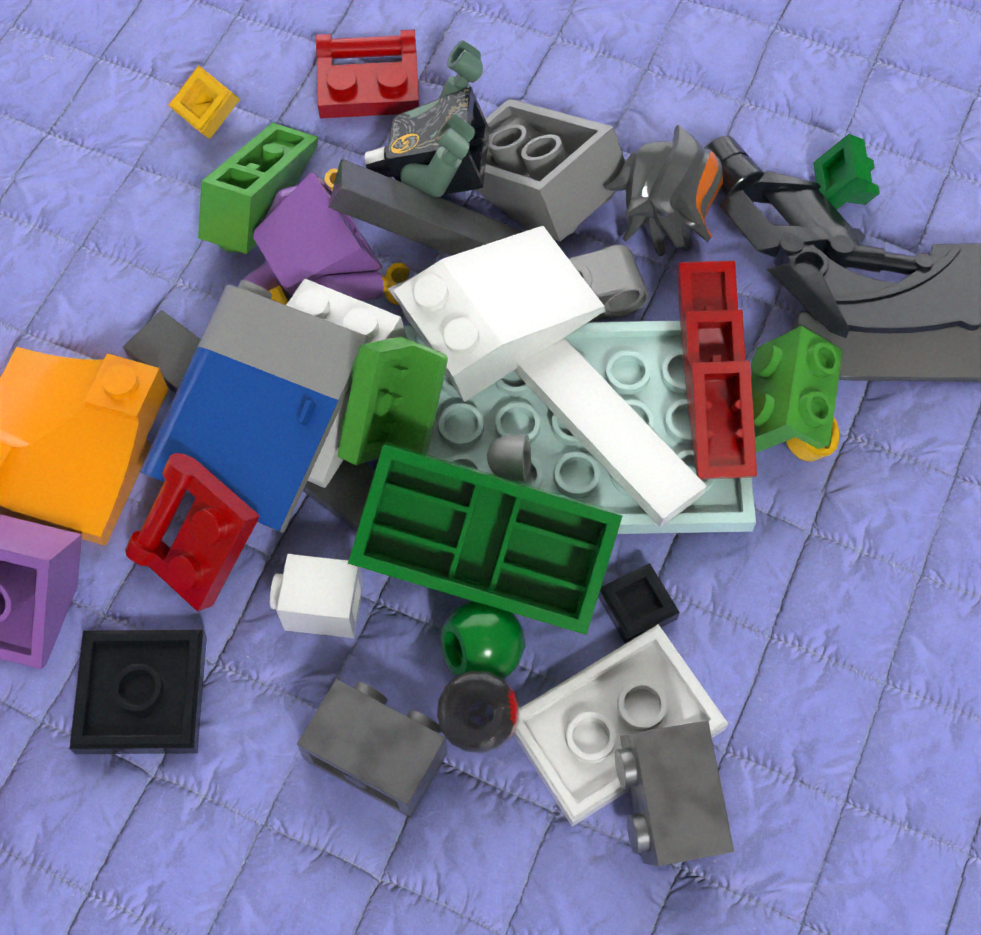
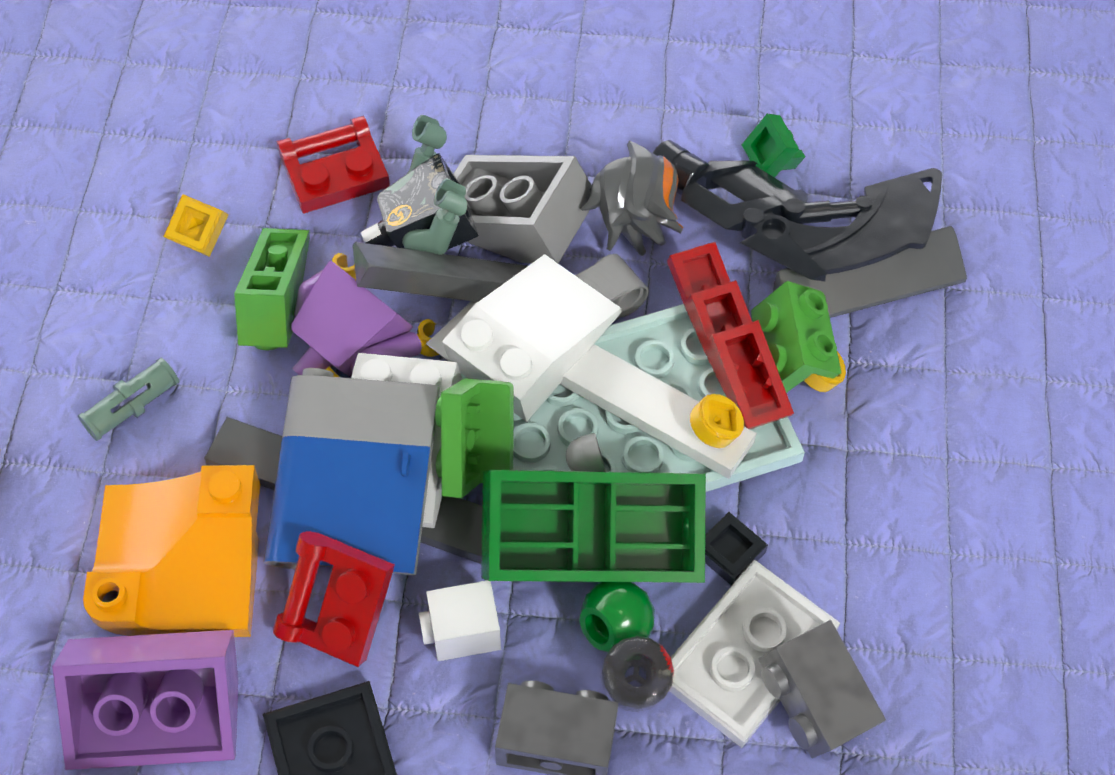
camera: 20 degrees left, 5 degrees down
(36, 276) = (100, 419): none -> sand green pin
(663, 460) = (716, 420): none -> yellow tile

